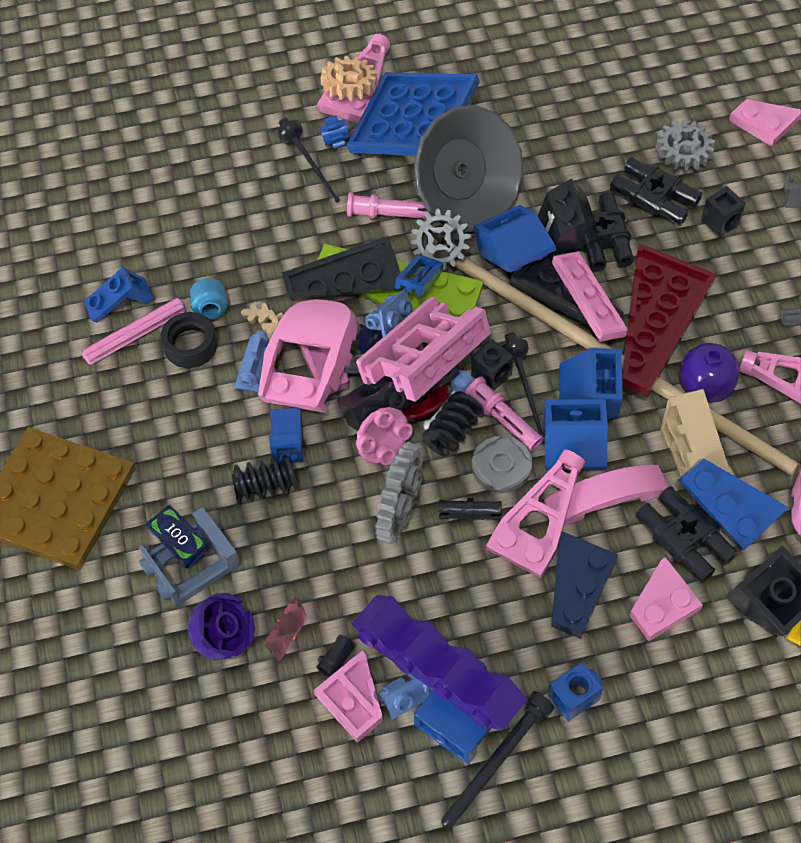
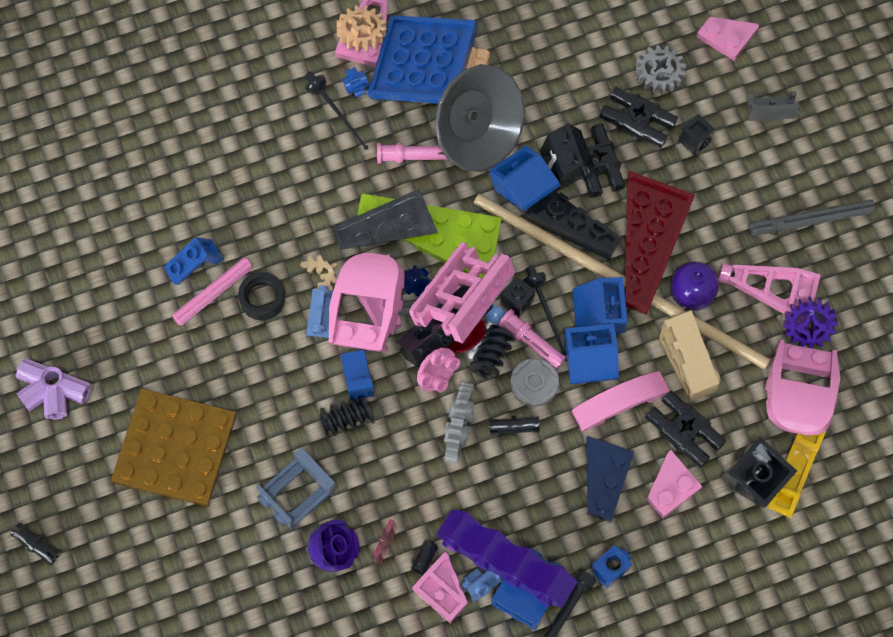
camera: 10 degrees left, 10 degrees up
(177, 536) = (284, 472): clear blue tile -> none
(209, 298) = (272, 256): dark azure head -> none
(389, 313) = (428, 260): medium blue hinge -> none
(424, 277) = (445, 232): blue tile -> none
(448, 229) = (454, 180): light grey gear -> none
(522, 548) = (557, 453): bright pink plate -> none
(589, 296) = (591, 226): bright pink tile -> none
(731, 503) = (719, 401): blue wing -> none

